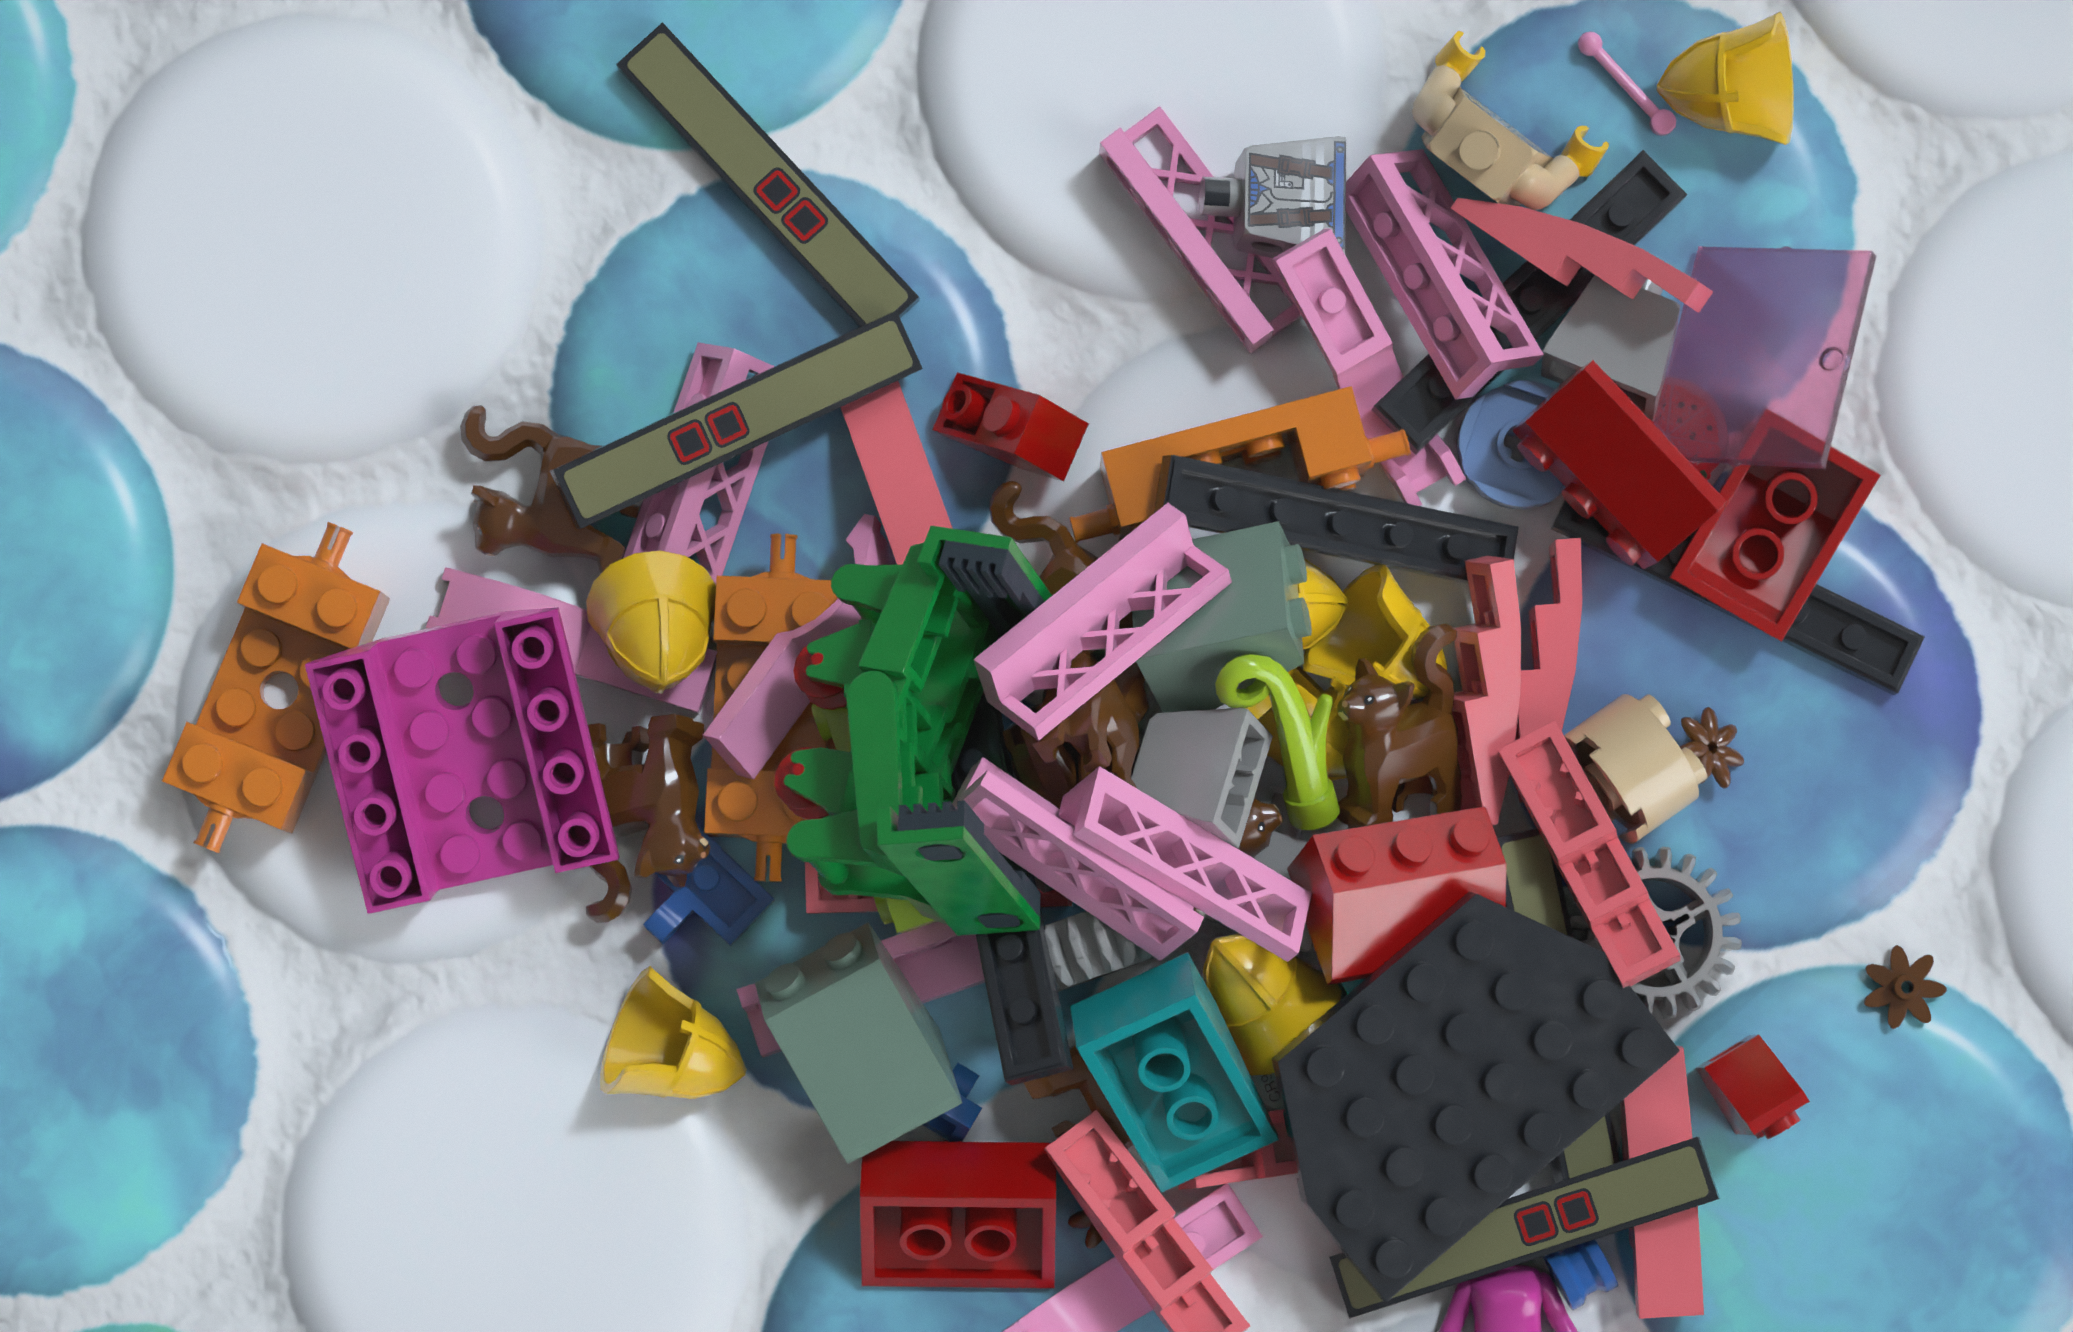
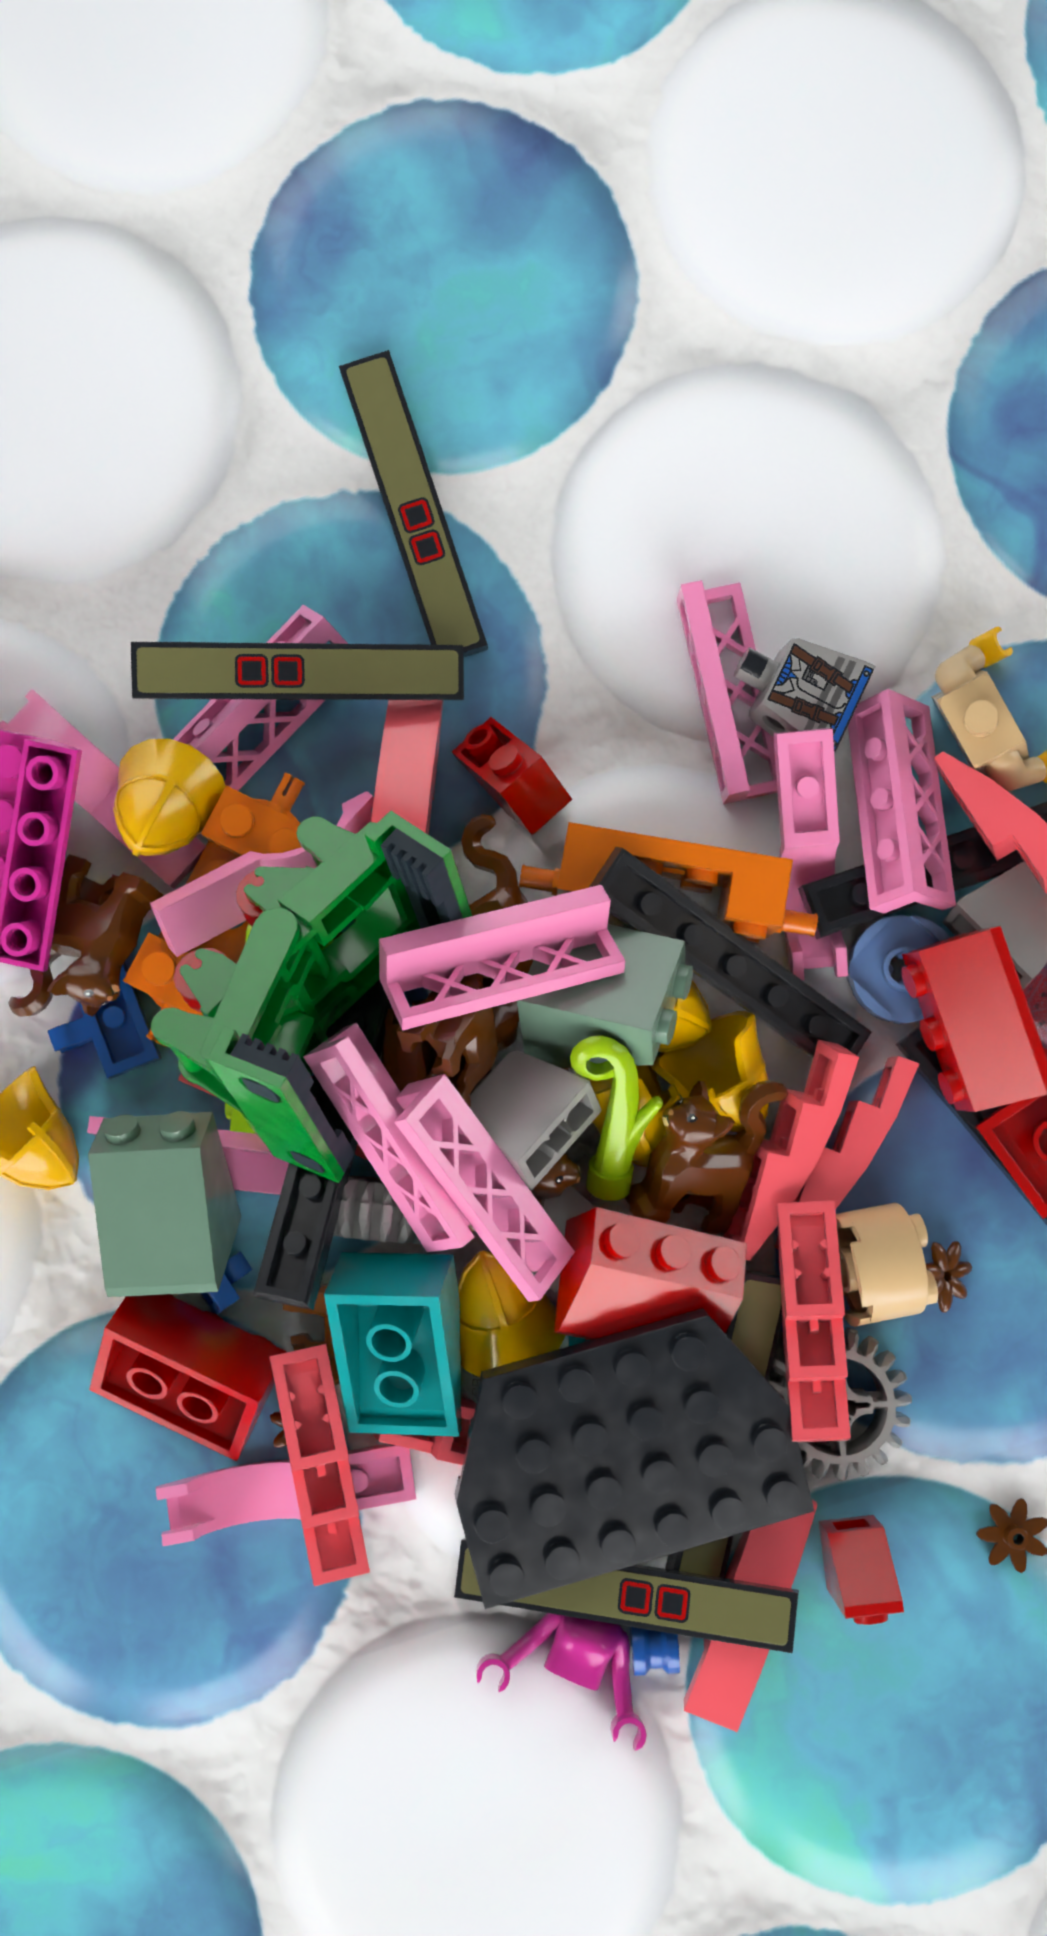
camera: 30 degrees right, 0 degrees up
(546, 523) = (89, 673): reddish brown animal -> none

